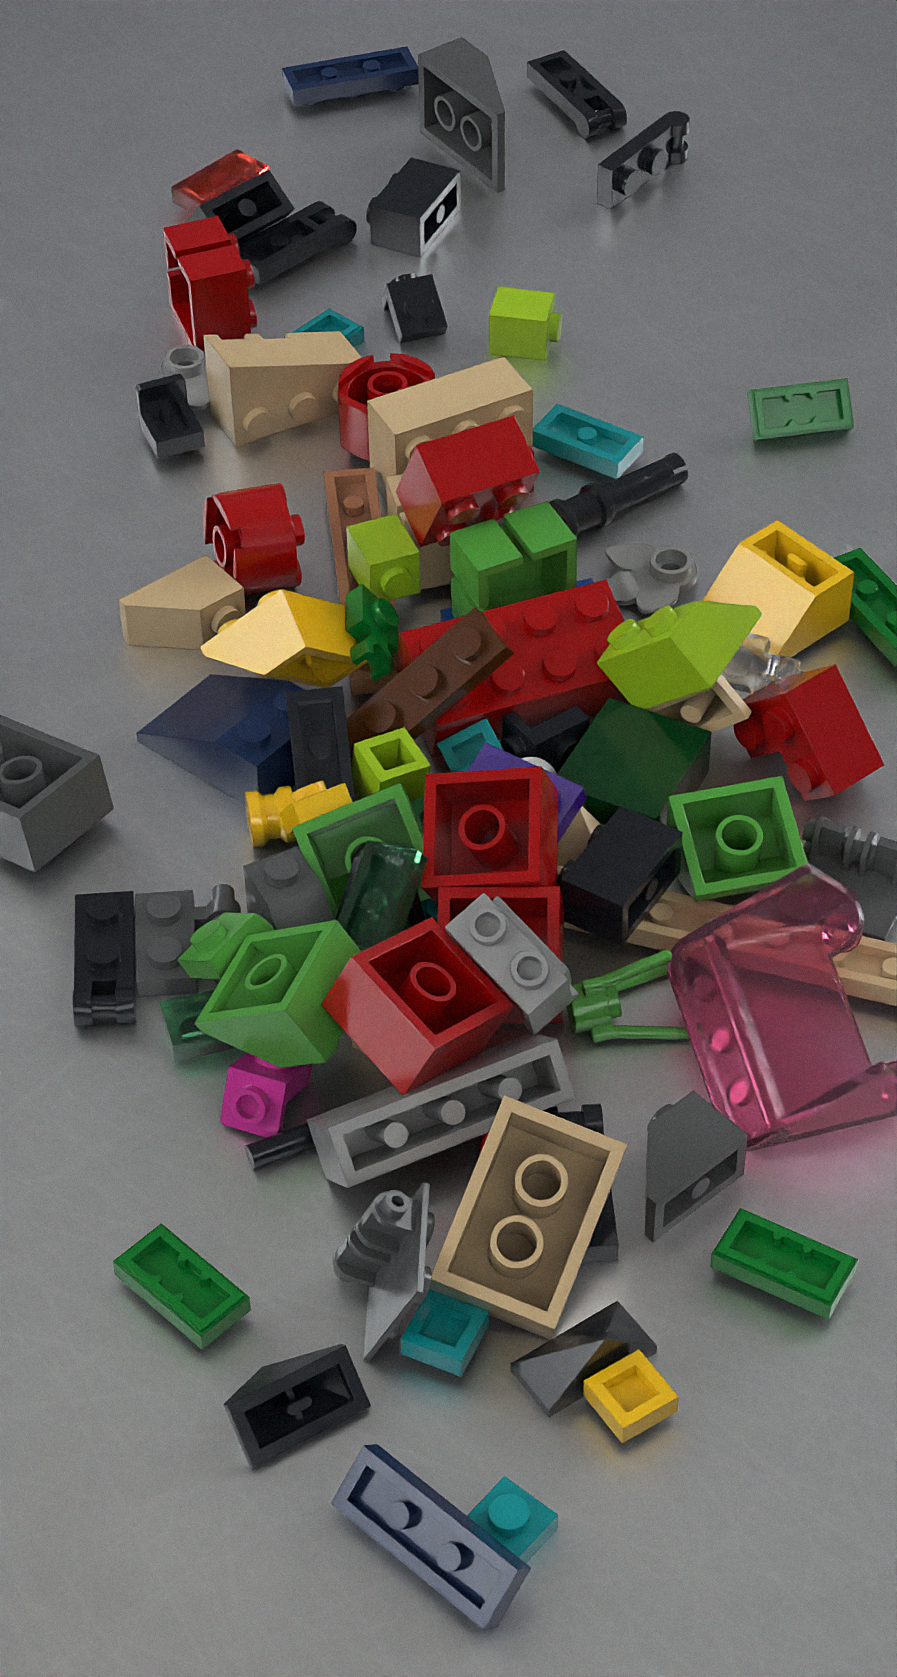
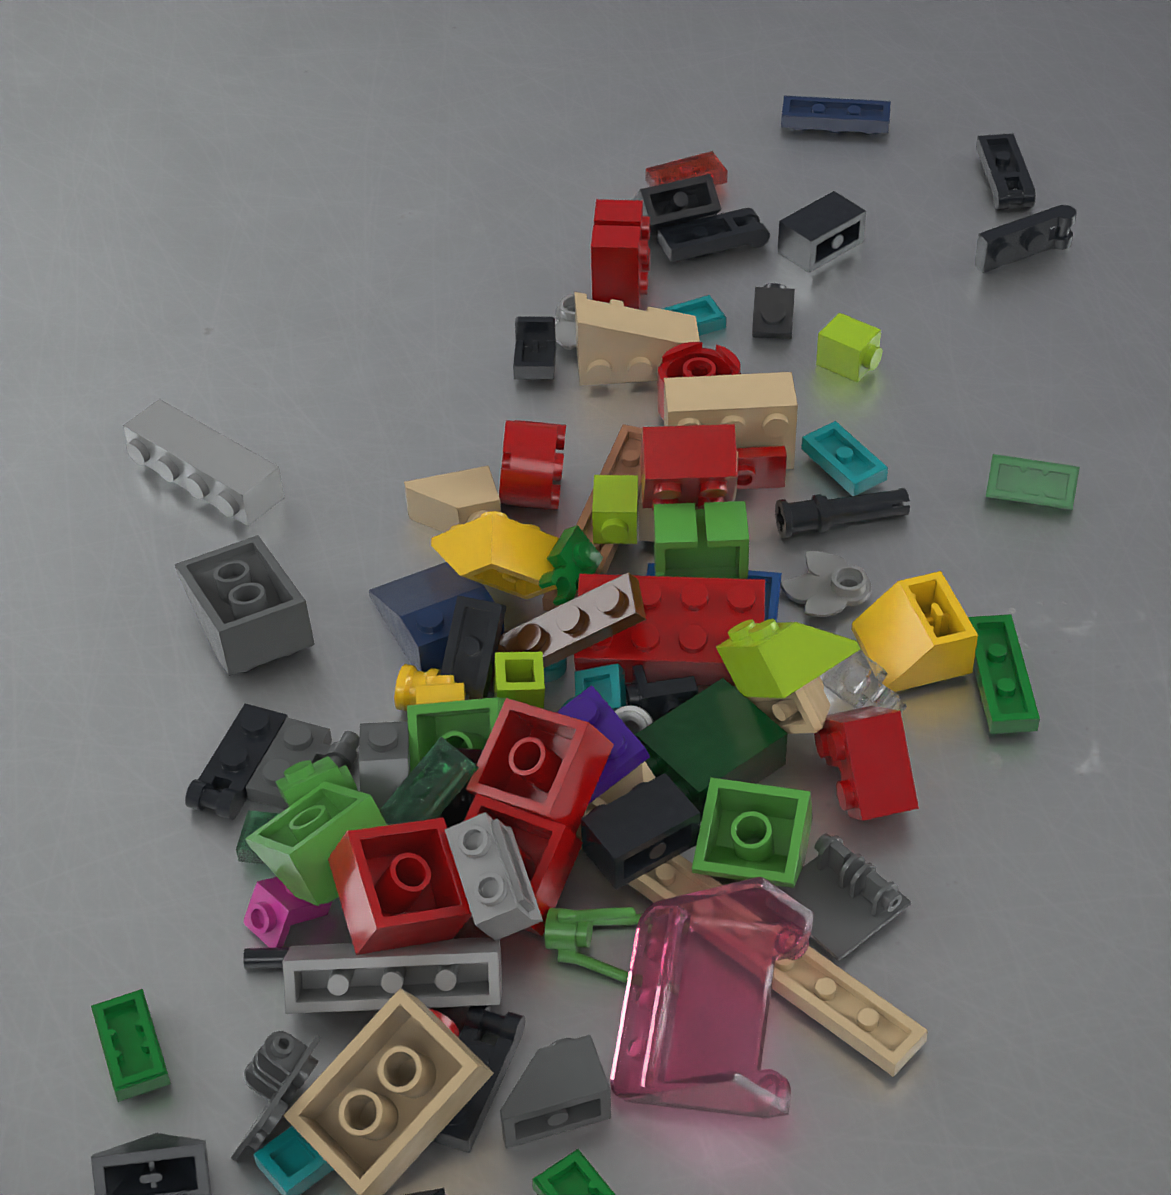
camera: 25 degrees right, 0 degrees up
(463, 109) = (899, 159): dark grey slope -> none

